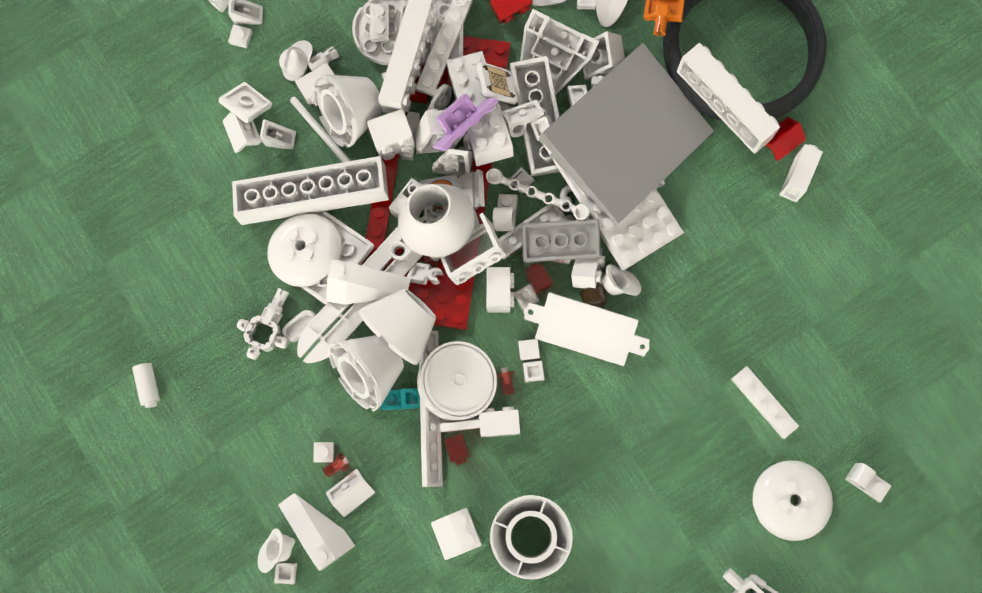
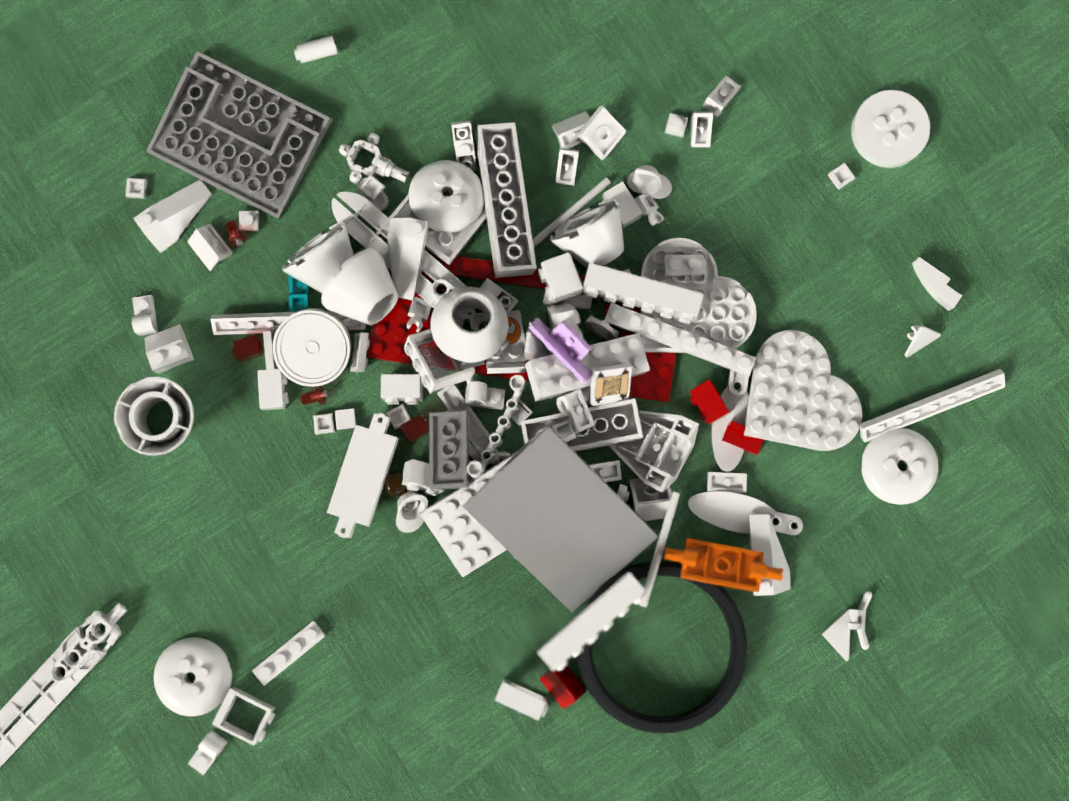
camera: 85 degrees right, 5 degrees up
(232, 466) = (238, 134): none -> light grey slope
(251, 233) = (464, 144): none -> white slope
(274, 550) = (155, 176): white piece -> none
(293, 325) = (371, 187): none -> white tile
(421, 560) = (145, 318): none -> white plate
(463, 334) = (360, 347): none -> white plate
(644, 38) = (659, 548): none -> white piece
(823, 463) = (226, 707): none -> white window

